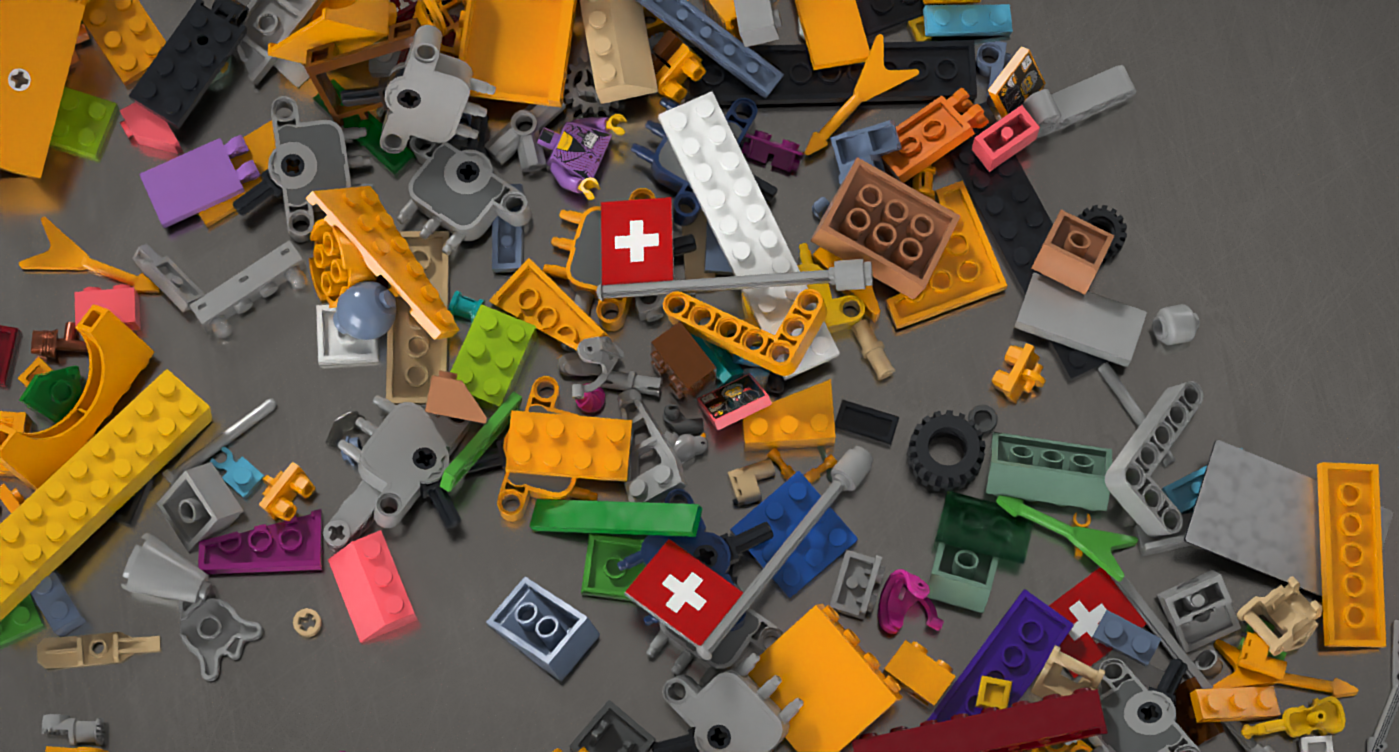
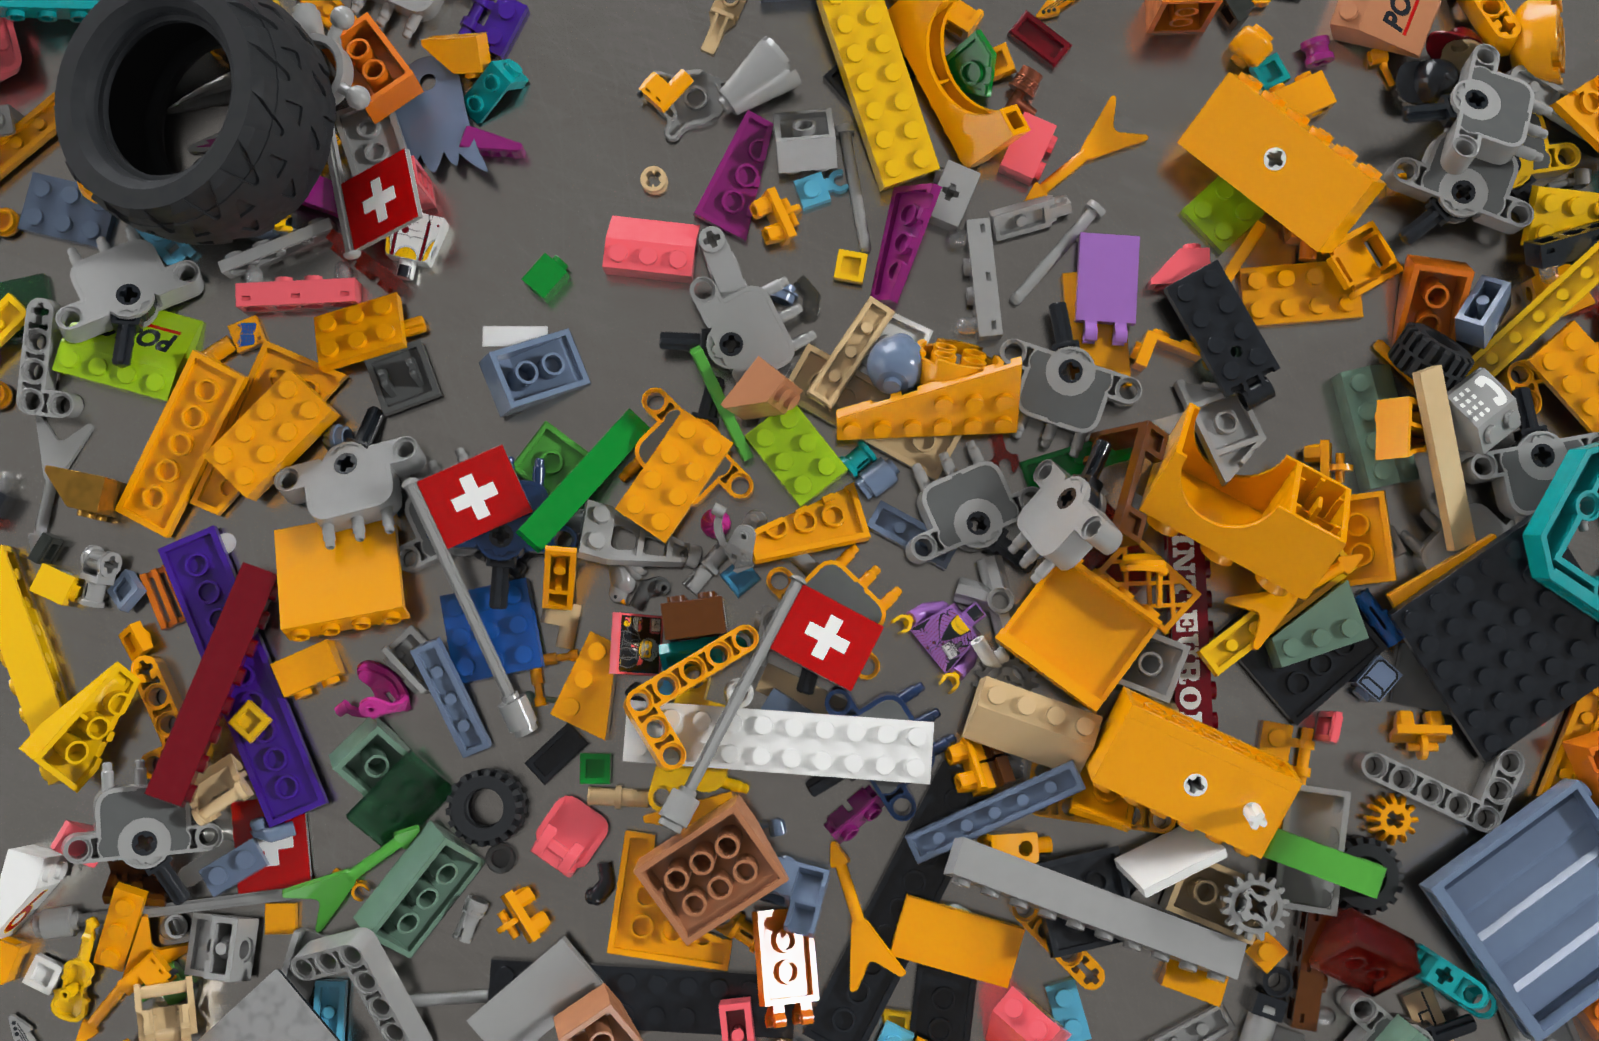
camera: 120 degrees right, 10 degrees up
(105, 85) = (1244, 249): none -> light orange tile
(134, 227) = (1093, 210): none -> light grey bar
(171, 346) = (962, 183): none -> light grey brick
(222, 654) = (664, 94): none -> light orange piece
(237, 122) = (1143, 350): none -> light orange bracket
(240, 373) = (903, 233): none -> magenta wing
(296, 405) = (850, 266): none -> yellow plate
(375, 360) = (850, 353): none -> tan tile
(395, 193) = (1002, 454): none -> clear red bar
(449, 664) = (547, 277): none -> green brick
(474, 282) = (877, 478): none -> sand blue brick
(519, 670) = (510, 335): none -> white sticker
(577, 105) = (987, 655): none -> white arm
(632, 352) = (740, 582): none -> dark azure tile
(714, 491) = (559, 577): none -> light orange slope
(730, 308) = (729, 688): none -> white plate
(860, 381) = (595, 768): none -> green plate
(870, 533) = (451, 697): none -> sand blue plate
(928, 370) = (569, 835): none -> coral piece
(954, 320) = (604, 887): none -> black arm
(1040, 416) = (473, 911): none -> light grey pin
(1081, 628) = (263, 832): none -> sand blue arm
(1145, 576) = (281, 917): none -> light orange tile

